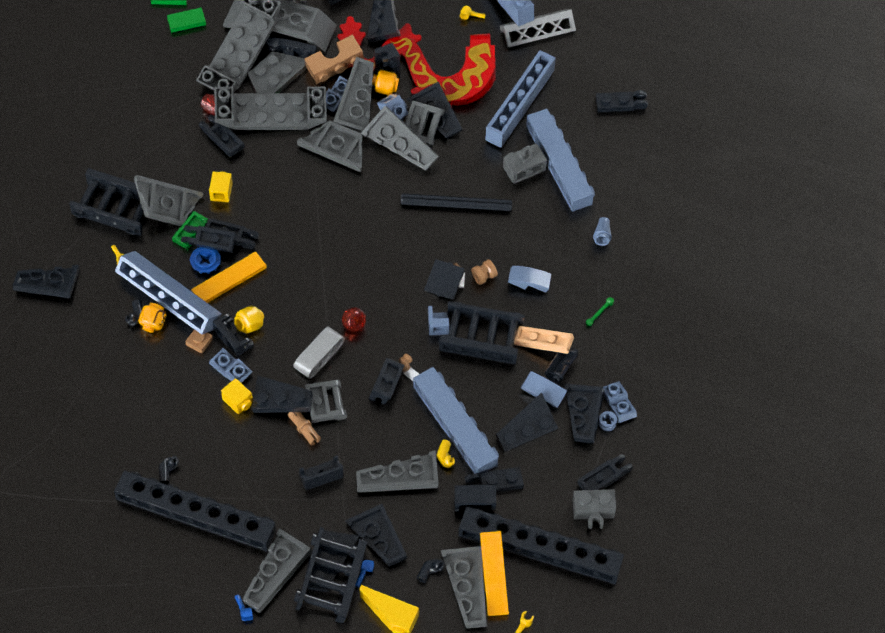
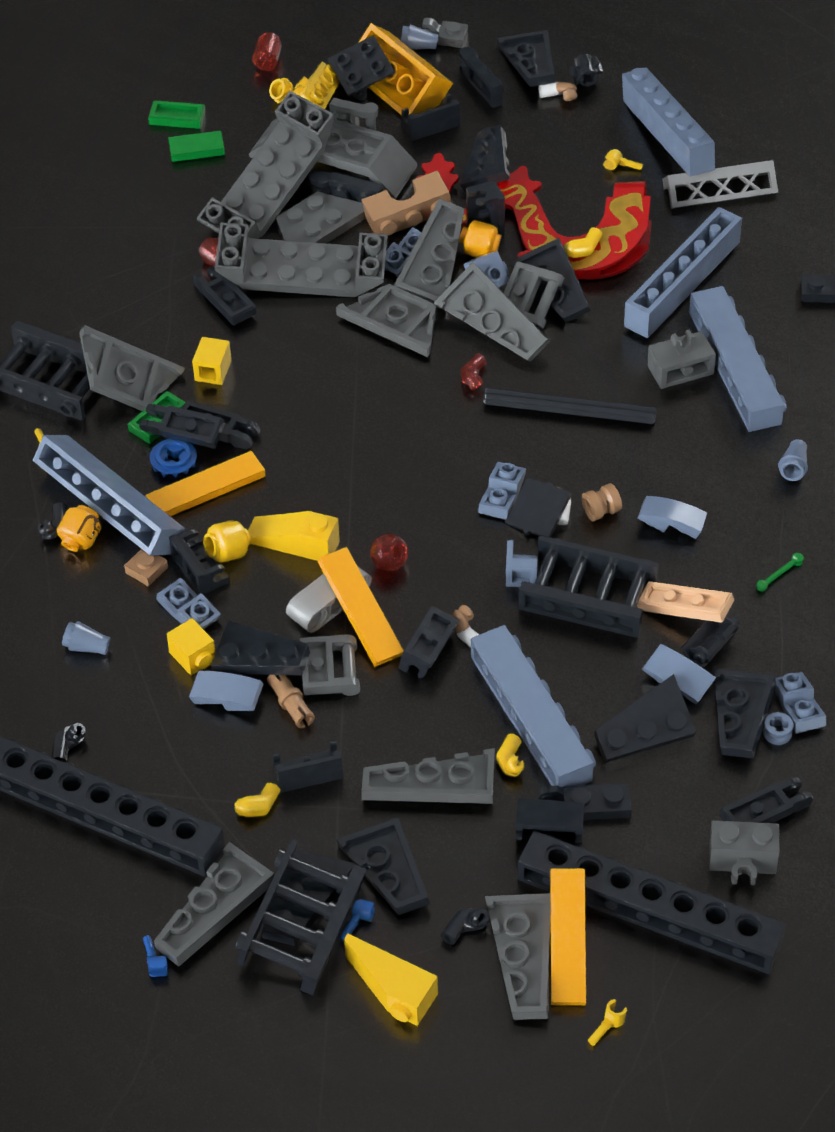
camera: 10 degrees right, 10 degrees down
(166, 395) = (85, 639): none -> sand blue cone
(263, 424) = (229, 689): none -> sand blue slope
(292, 310) = (296, 533): none -> yellow slope
(293, 501) = (258, 804): none -> yellow arm
(341, 360) = (360, 606): none -> light orange tile
(389, 181) = (469, 371): none -> clear red arm
(420, 267) = (502, 490): none -> sand blue slope
(454, 85) = (584, 246): none -> yellow arm

